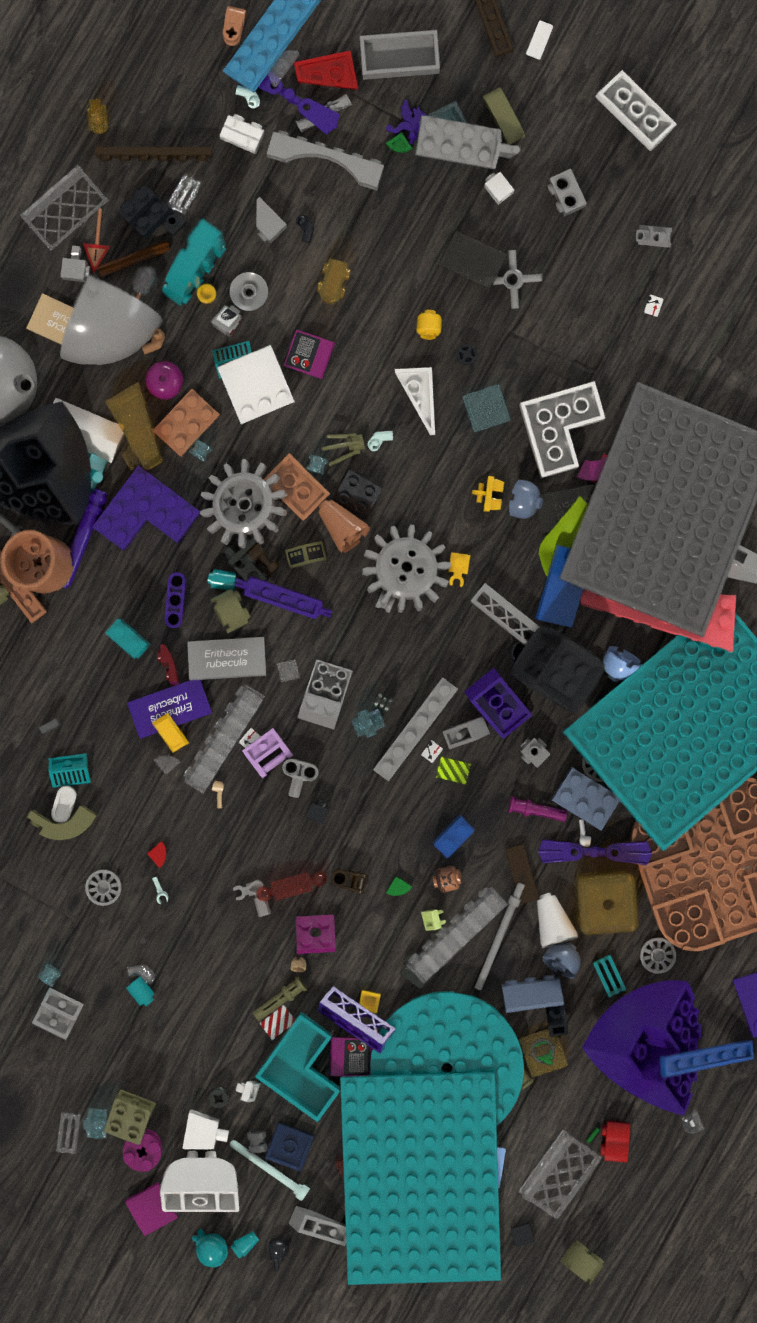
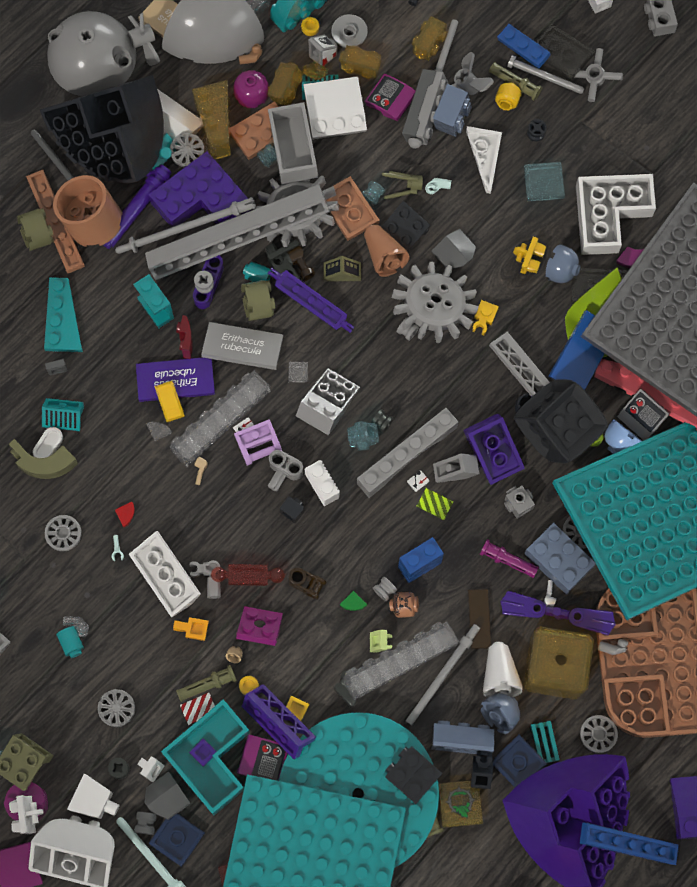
camera: 15 degrees right, 15 degrees down
(38, 354) = (143, 36): none -> light grey piece
(41, 678) = (61, 321): none -> teal wing
(117, 465) = (186, 149): none -> light grey wheel
(148, 1166) = (27, 814): none -> white hips
(175, 607) = (206, 285): none -> light grey wheel
(184, 525) = (235, 209): none -> light grey bar
(192, 548) = (237, 232): none -> light grey brick
(198, 368) = (285, 83): none -> clear yellow brick
(201, 1041) = (116, 708): none -> light grey wheel
(212, 905) = (165, 574): none -> white slope
(223, 438) = (293, 143): none -> light grey piece
(224, 345) = (315, 70): none -> clear yellow tile
(255, 950) = (194, 629): none -> light orange plate
(264, 323) = (360, 61): none -> clear yellow brick
(269, 1113) = (165, 797): none -> dark grey slope
(293, 1064) = (203, 752): none -> dark purple tile
(319, 990) = (248, 684): none -> yellow tile
(339, 779) = (322, 483): none -> white brick
(348, 347) = (427, 98): none -> piece
(376, 362) = (452, 110): none -> sand blue brick
(382, 320) = (467, 80): none -> light grey piece
(413, 505) = (454, 250): none -> dark grey slope
(425, 868) = (384, 589): none -> light grey wheel
(432, 264) = (524, 46): none -> blue plate
(441, 310) = (524, 84): none -> olive pin
(461, 290) = (545, 75): none -> light grey bar
(493, 1041) = (412, 774): none -> black plate
(589, 1001) = (518, 761): none -> dark blue tile
(637, 635) = (643, 414): none -> slope
(657, 875) = (615, 649): none -> light grey arm

